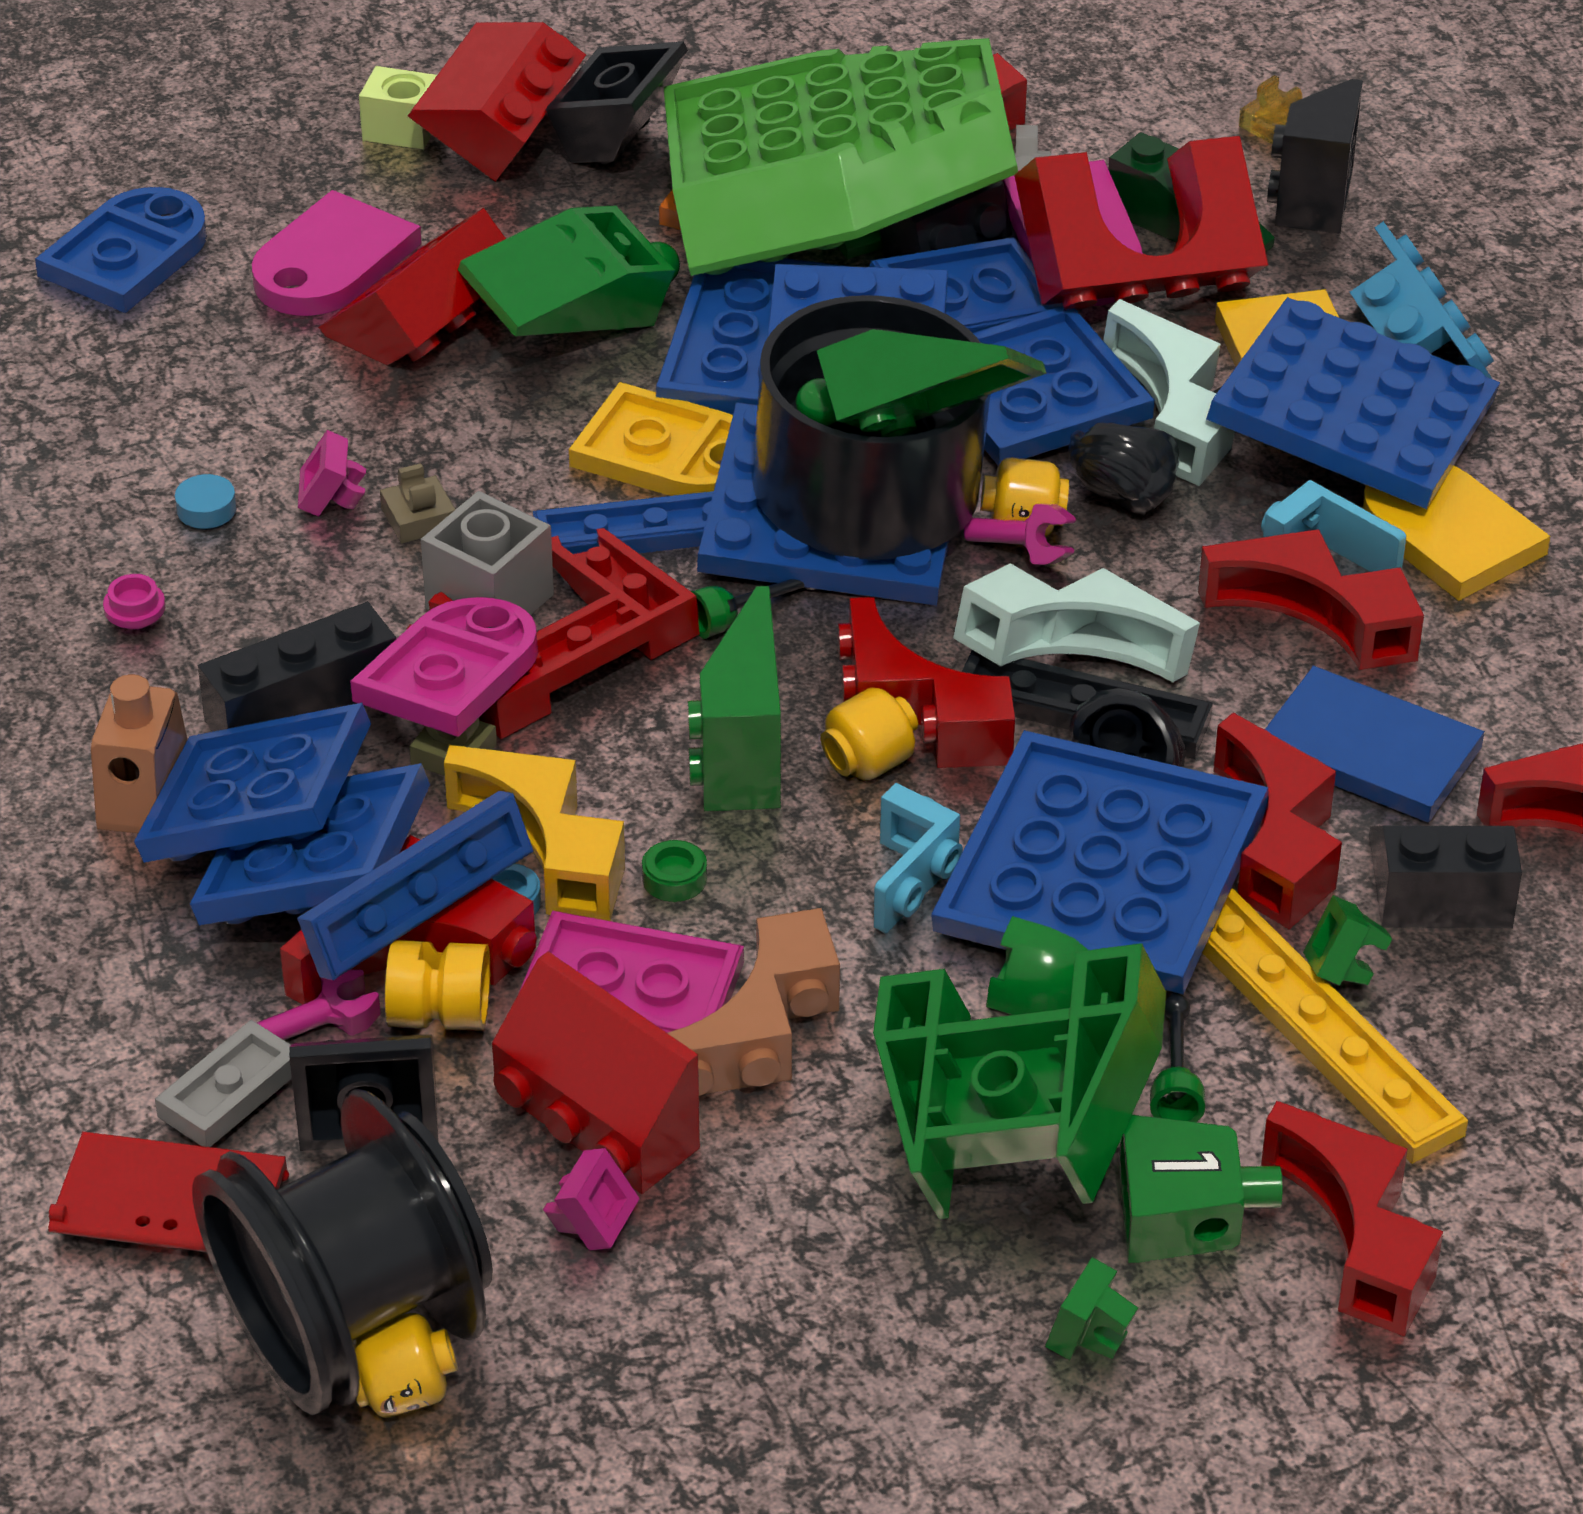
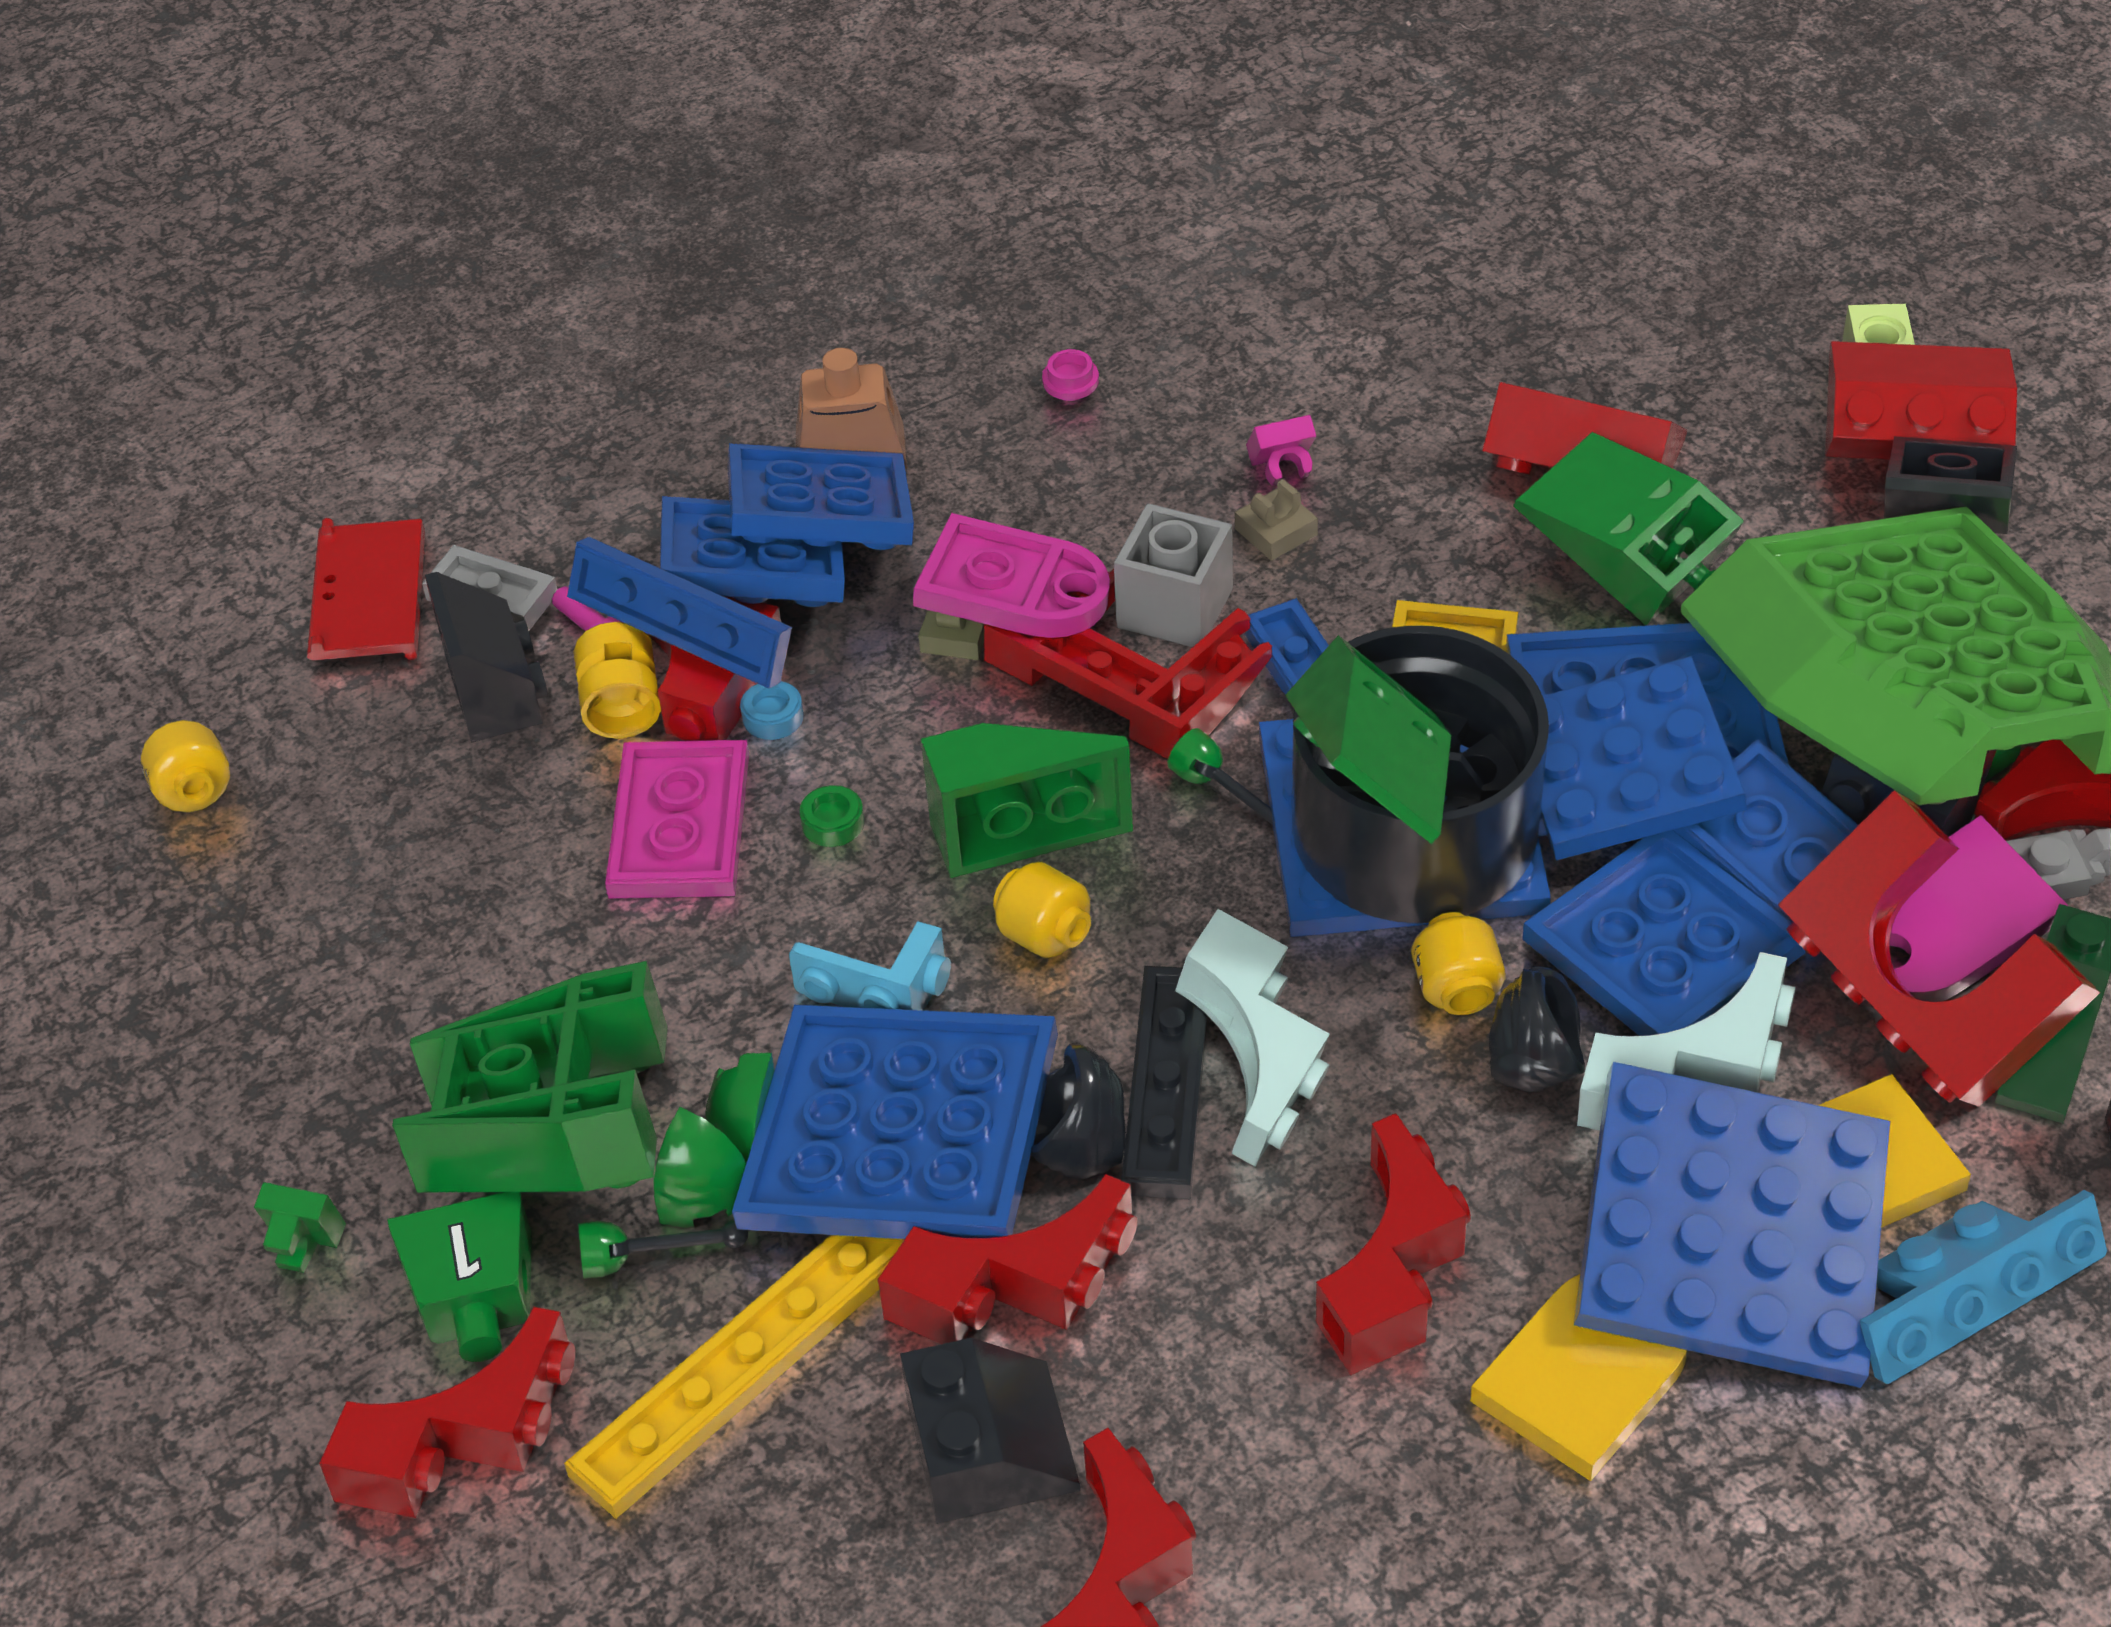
camera: 80 degrees right, 5 degrees up
(126, 246) = (1579, 239): blue tile -> none
(205, 501) = (1230, 384): dark azure tile -> none
(293, 671) = (965, 476): black brick -> none
(331, 255) = (1632, 367): dark pink tile -> none
(344, 1249) = (221, 660): black wheel -> none
(578, 853) = (872, 698): yellow arch -> none
(593, 1200) = (387, 846): dark pink tile -> none
(598, 1073) = (514, 811): red slope -> none
(751, 1035) = (691, 916): nougat arch -> none
(958, 711) = (1126, 905): red arch -> none
(1027, 533) = (1405, 981): dark pink bar -> none
(1338, 939) = (825, 1350): green tile -> none
(1343, 525) = (1515, 1213): medium azure bracket -> none
(1377, 742) = (1179, 1343): blue tile -> none

